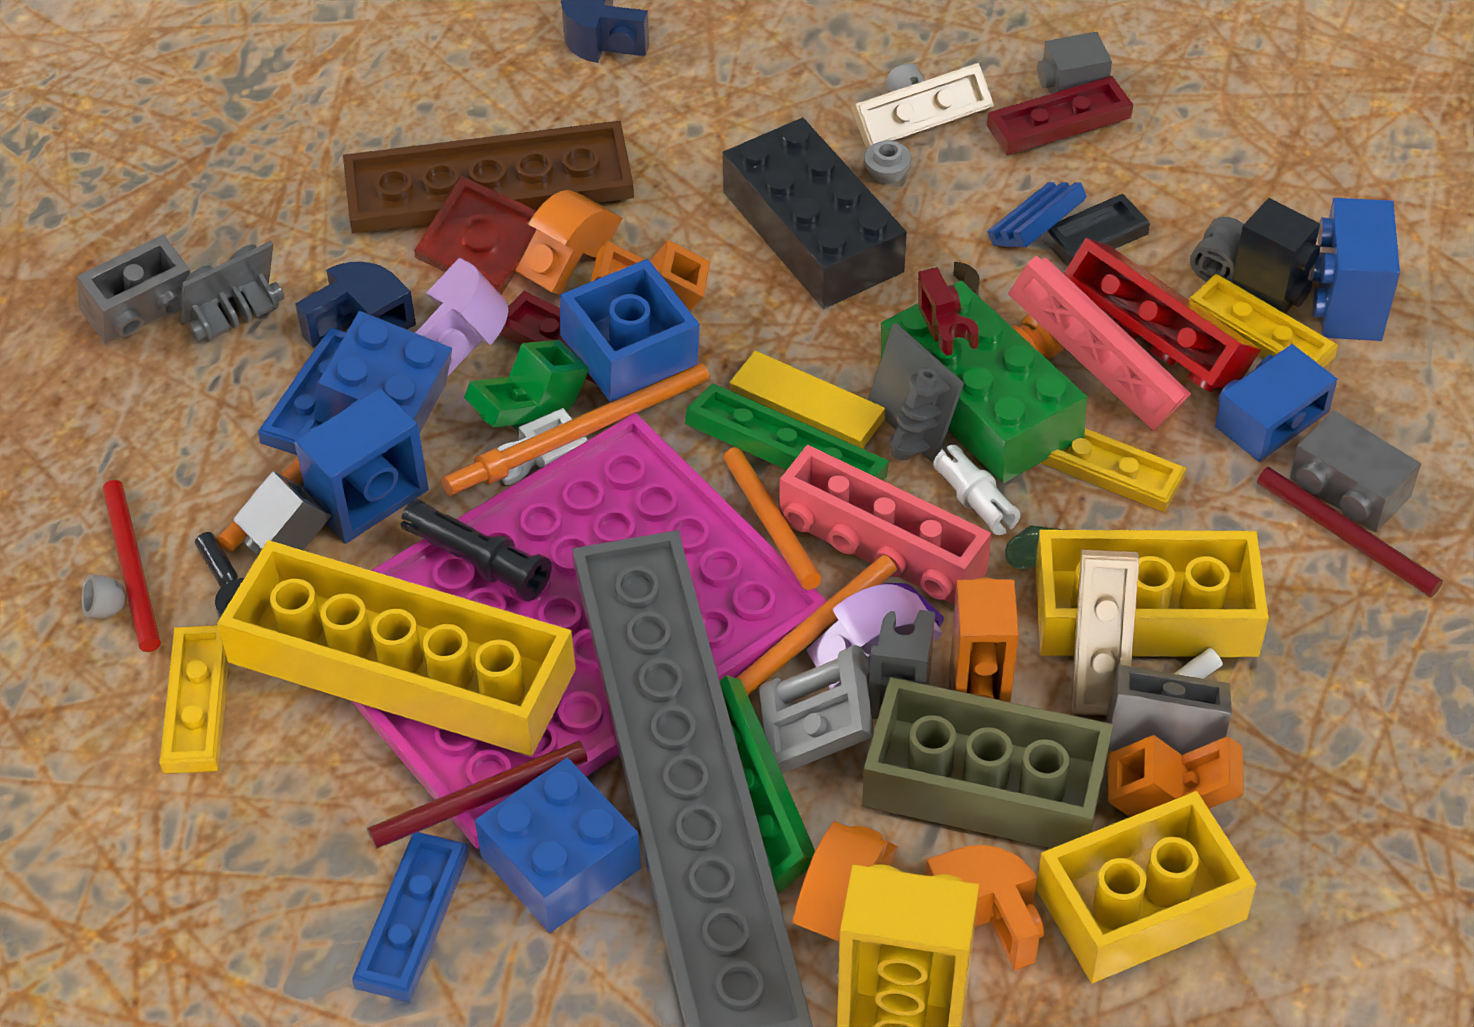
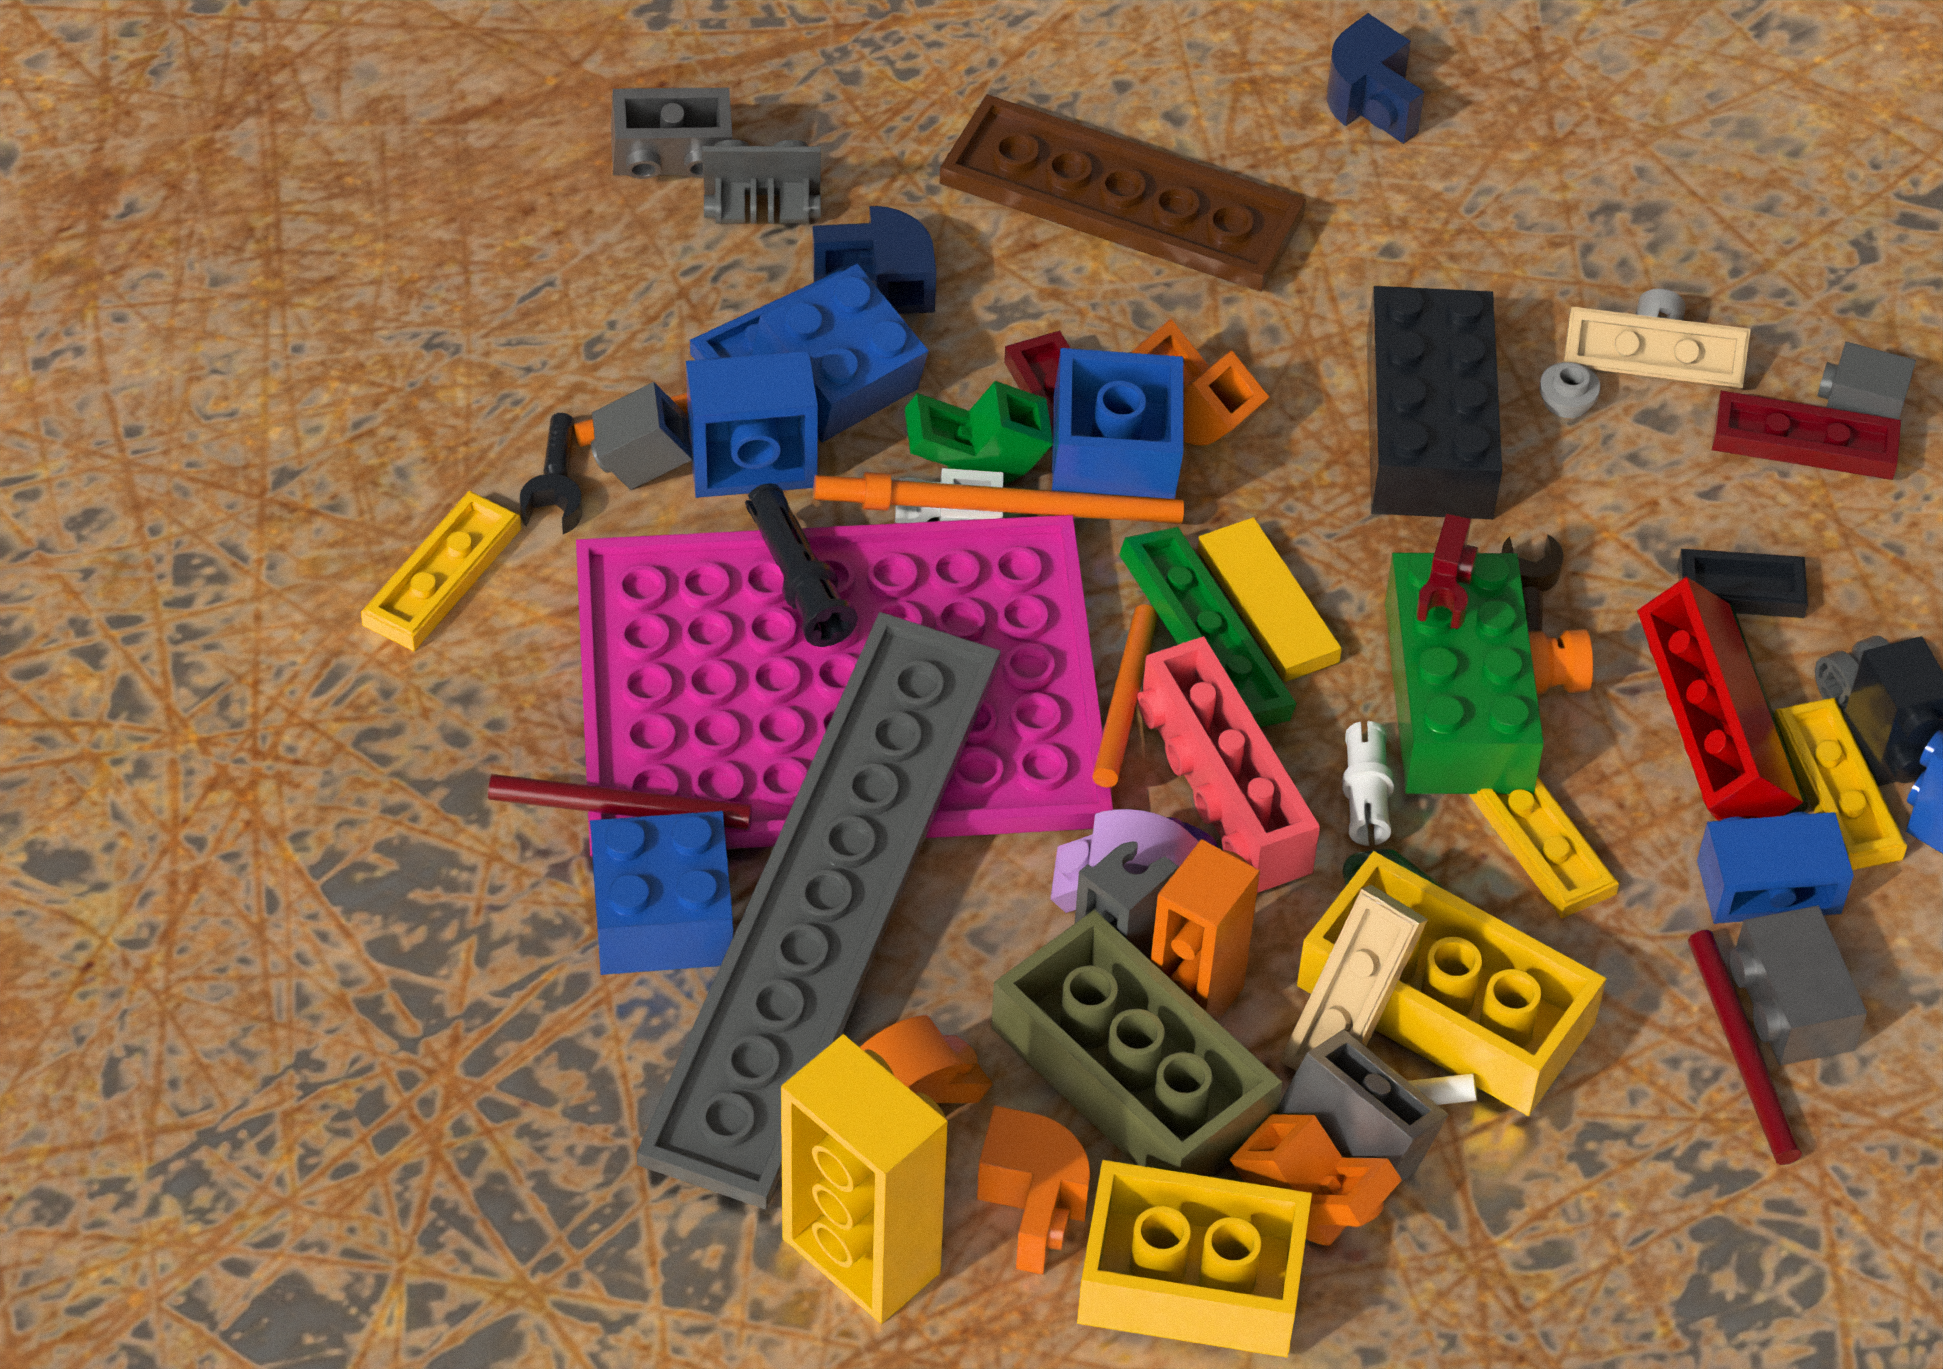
camera: 30 degrees right, 0 degrees up
(102, 596) = (426, 425): light grey hinge -> none
(131, 566) = (475, 410): red bar -> none
(398, 647) = (644, 619): yellow brick -> none
(411, 917) = (483, 883): blue tile -> none
(466, 312) = (980, 325): lavender brick -> none
(479, 229) = (1061, 251): clear red tile -> none
(565, 230) = (1147, 286): orange brick -> none
(778, 819) = (898, 960): green plate -> none
(812, 626) = (1059, 828): orange bar -> none
(824, 721) = (1004, 922): light grey plate -> none
(916, 396) = (1369, 652): dark grey hinge -> none
(1037, 214) = (1684, 530): blue tile -> none
(1098, 342) = (1620, 698): coral fence -> none

